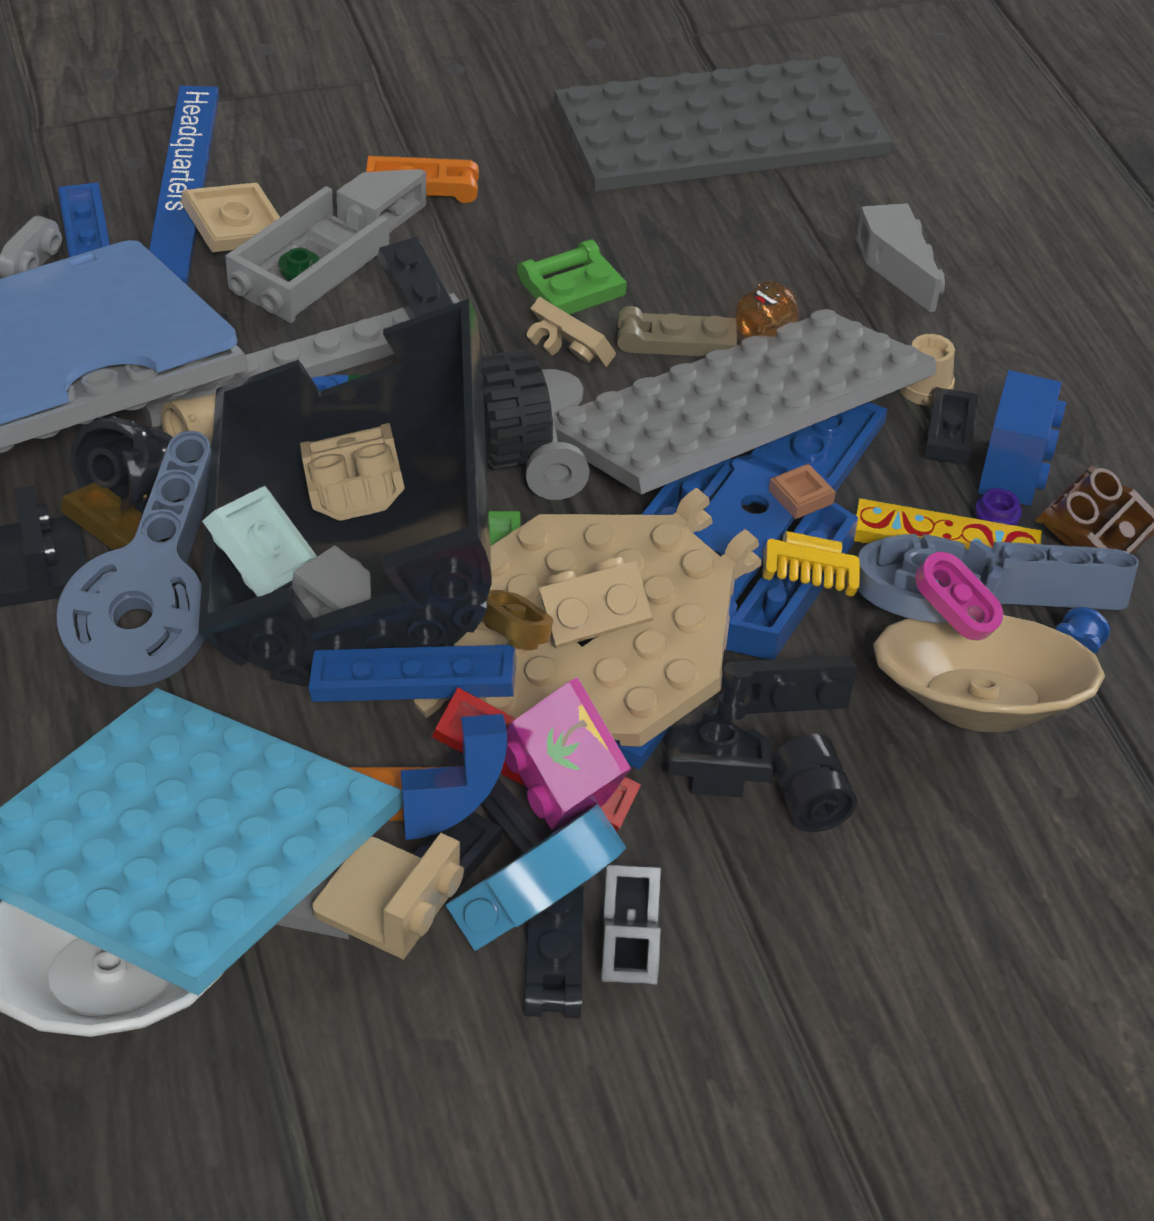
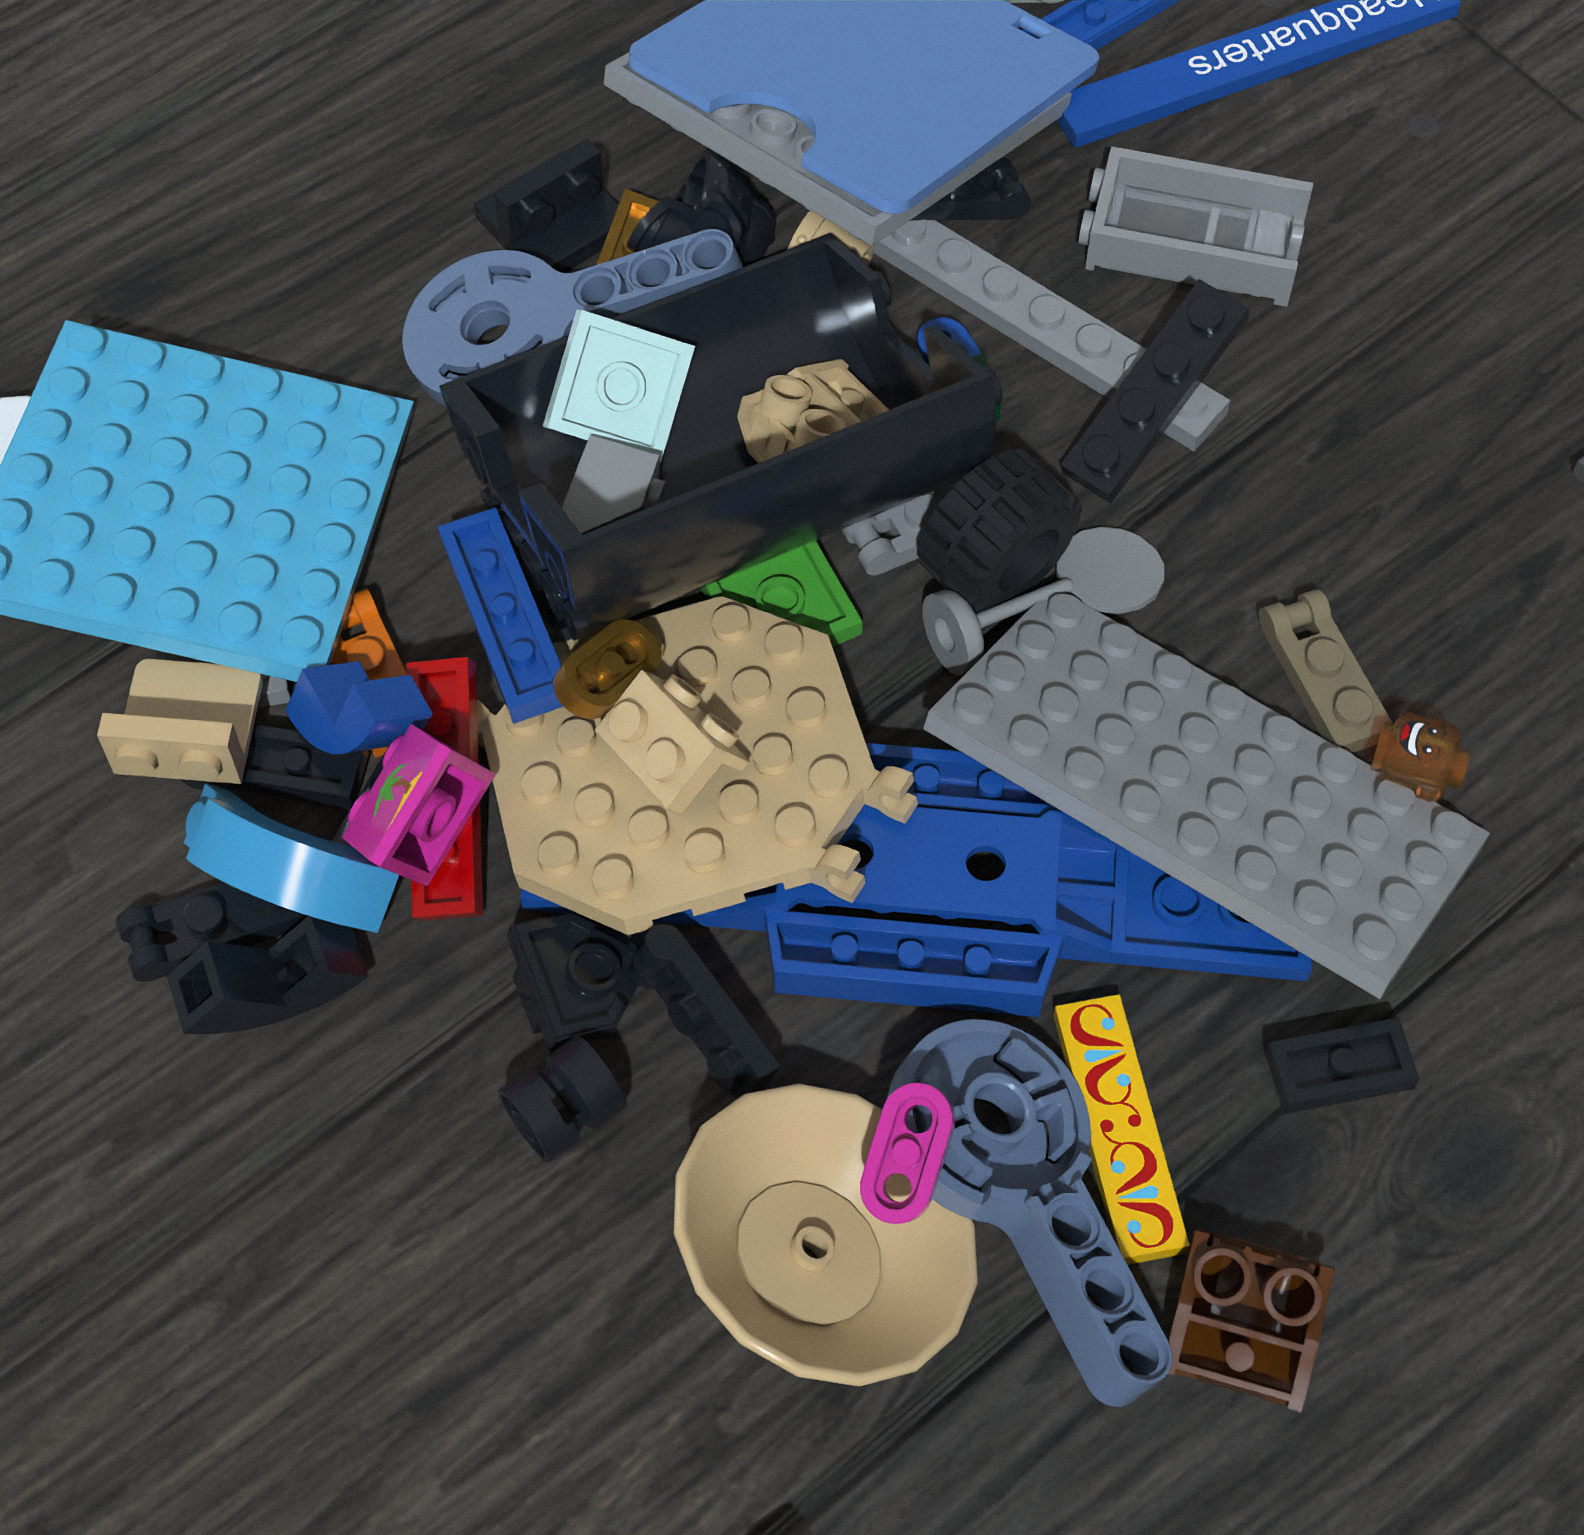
camera: 70 degrees right, 15 degrees up
(228, 213) = (1219, 121): tan plate -> none
(295, 262) = (1165, 219): dark green plate -> none
(385, 193) = (1353, 255): light grey slope -> none
(443, 176) = (1439, 276): orange plate -> none
(577, 288) = (1347, 530): bright green plate -> none
(584, 340) = (1230, 551): tan plate -> none
(802, 491) = (1030, 907): nougat tile -> none
(815, 554) = (927, 960): yellow piece -> none
(944, 353) = (1434, 1000): tan piece -> none
(999, 506) = (1213, 1163): dark purple plate -> none
(1023, 436) = (1331, 1154): blue brick -> none
(1086, 627) = (999, 1353): blue brick -> none

